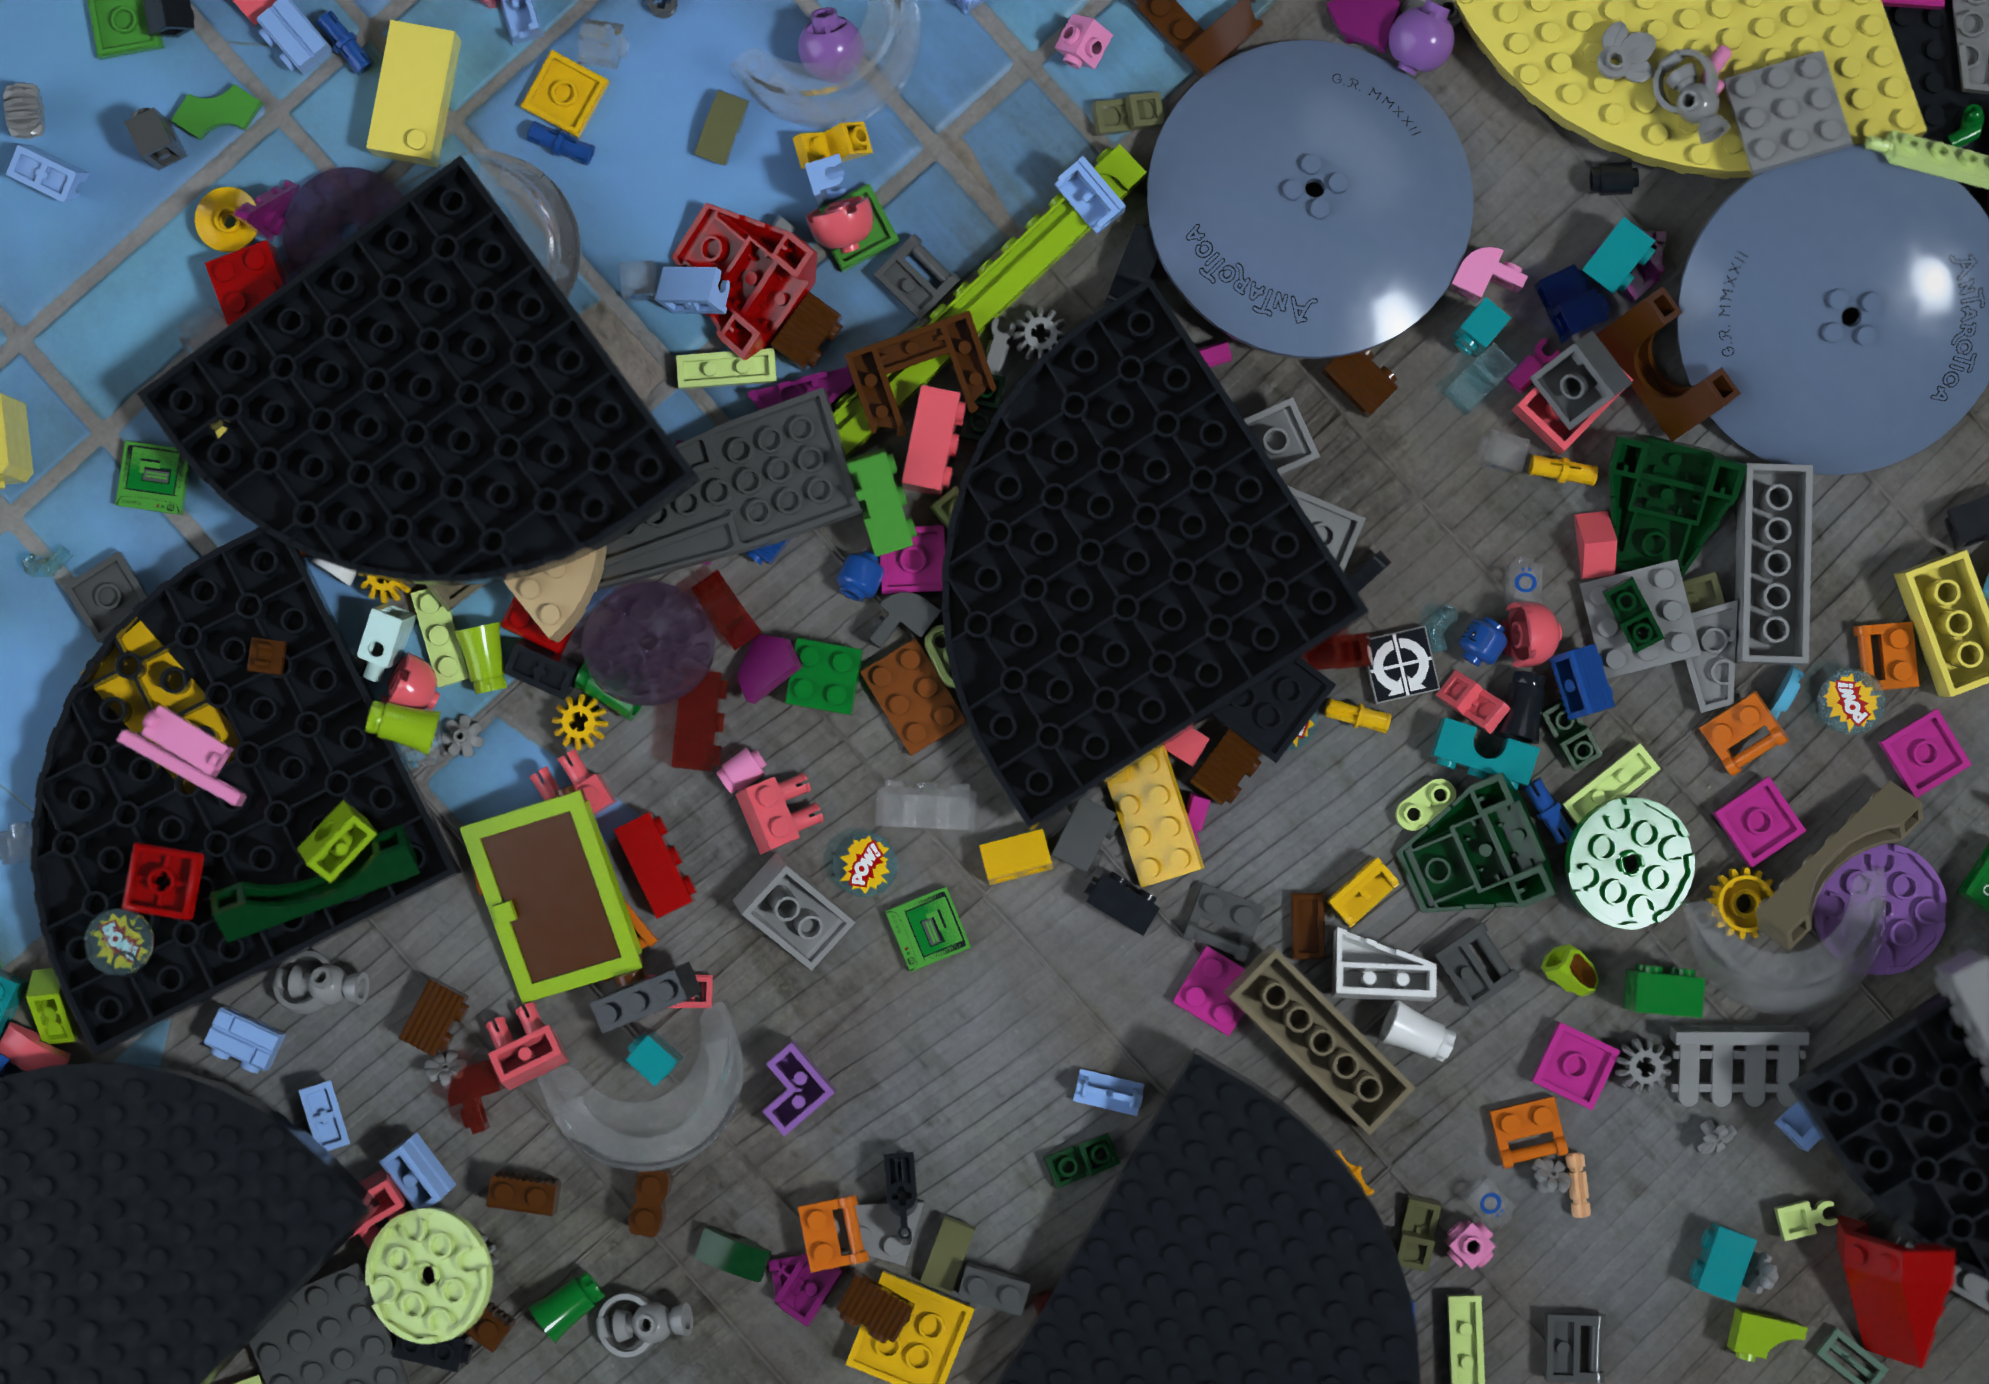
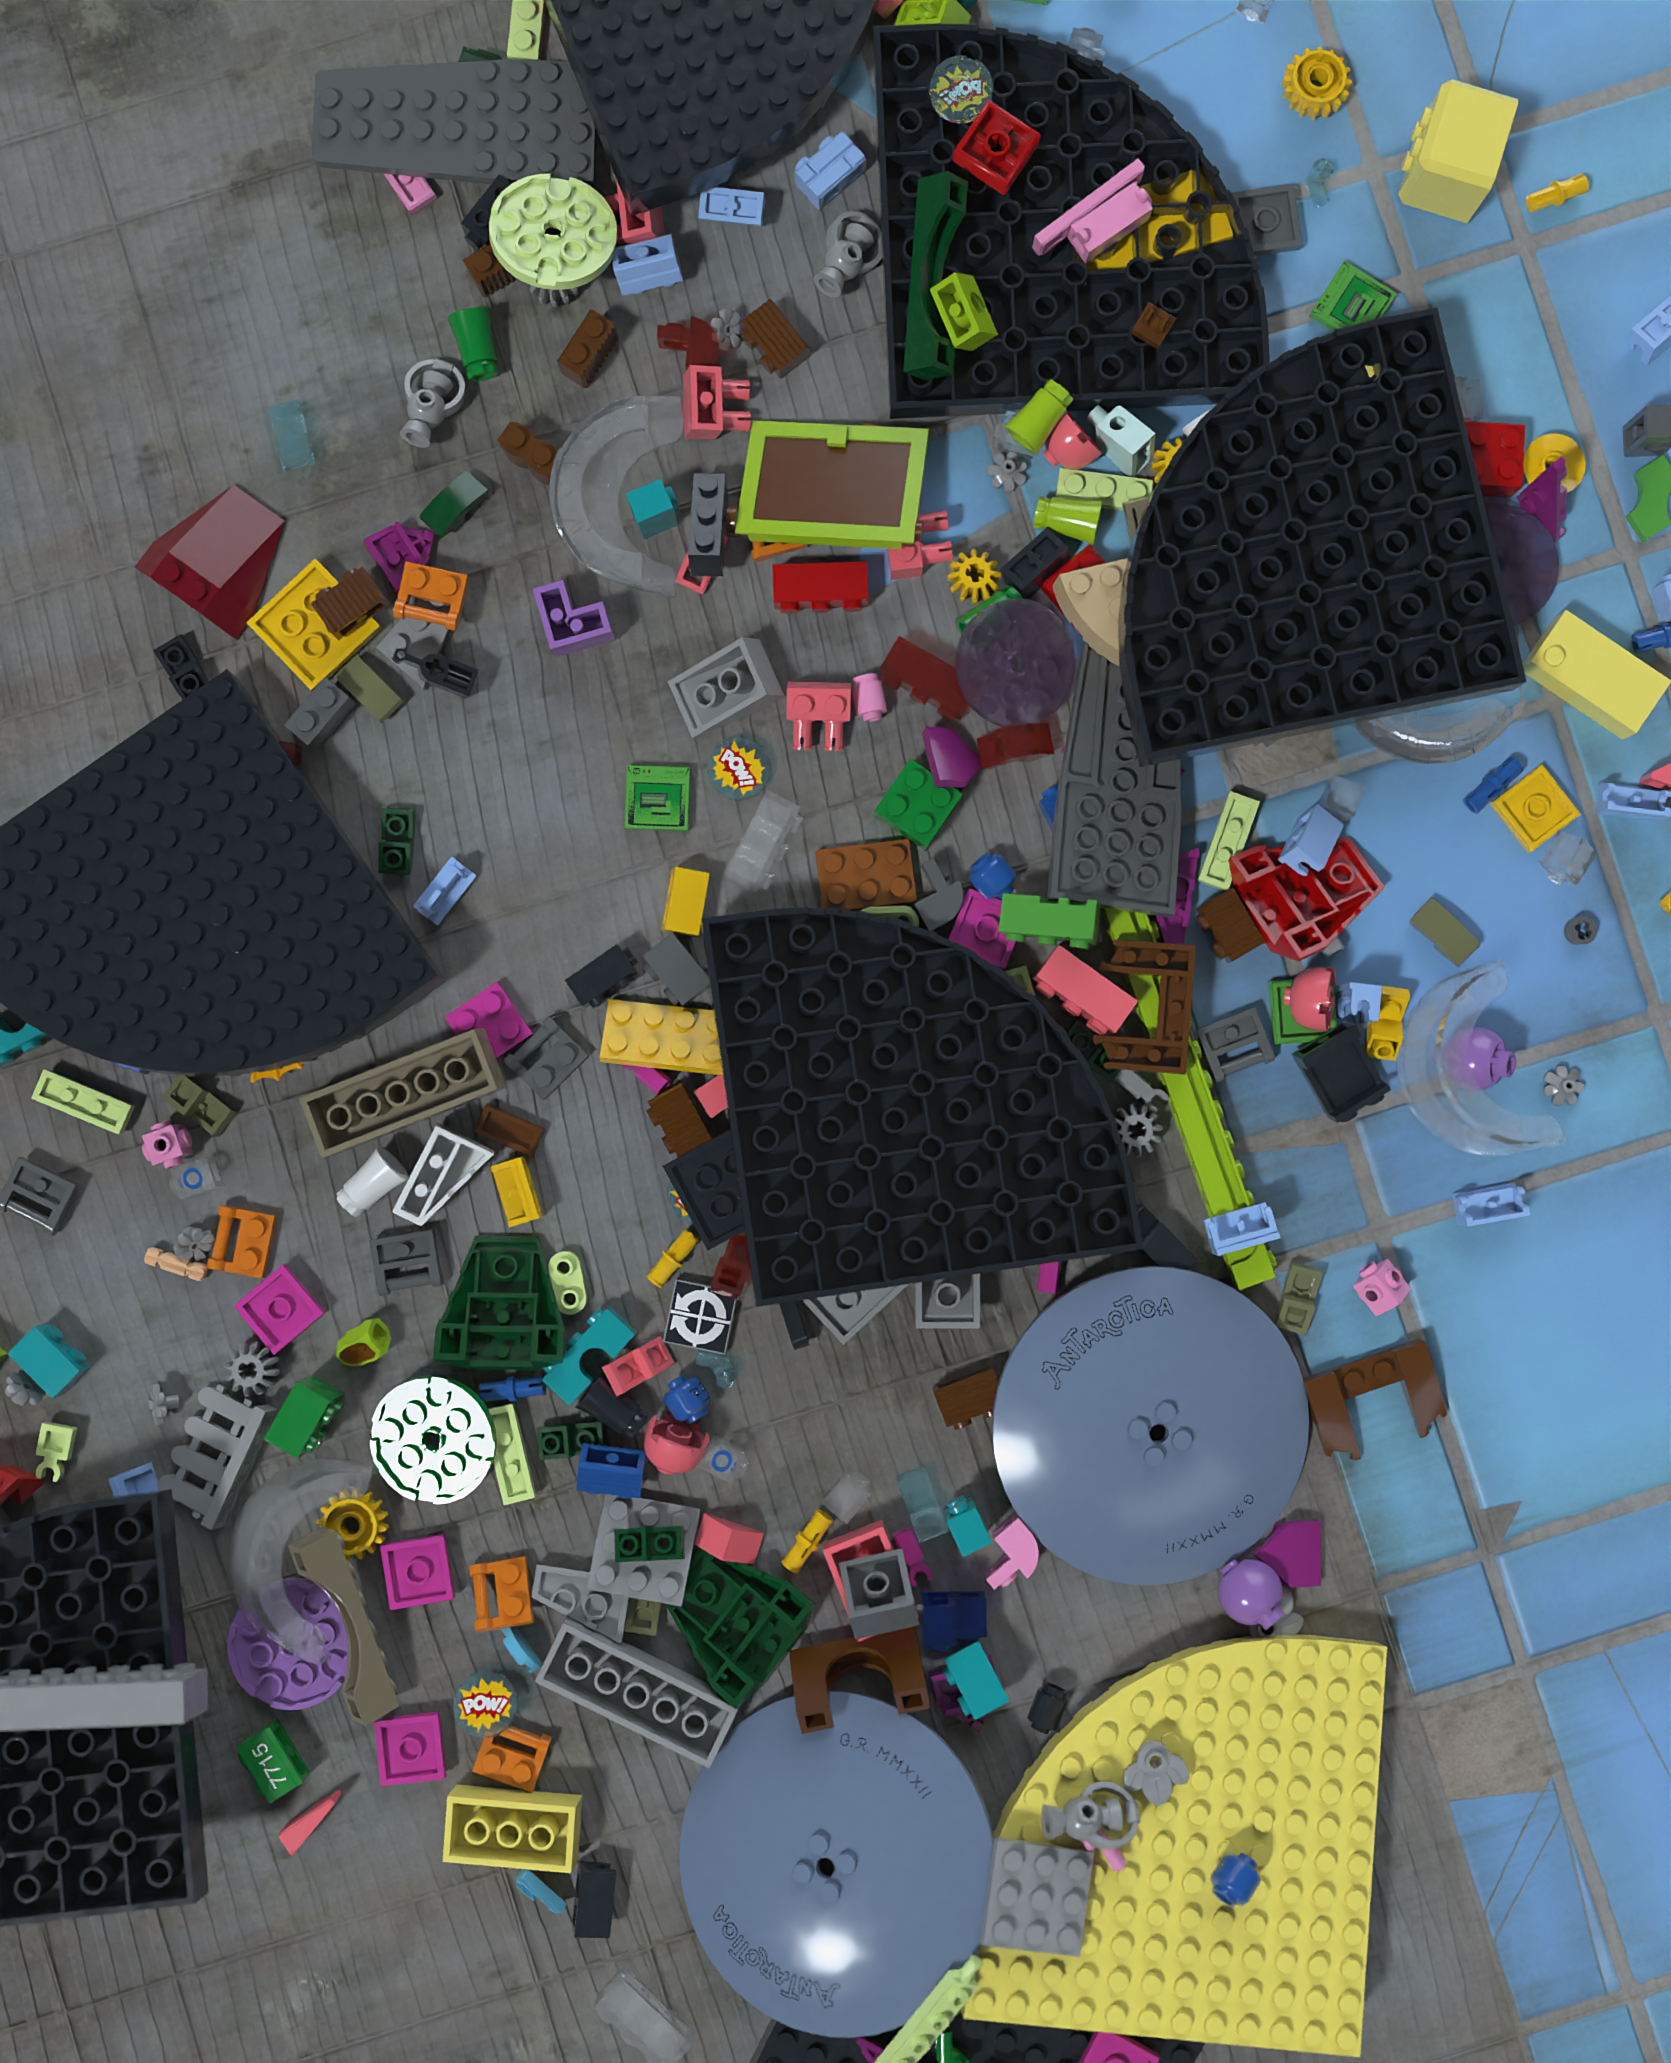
camera: 115 degrees right, 0 degrees up
(899, 166) = (1340, 1073): none -> black panel

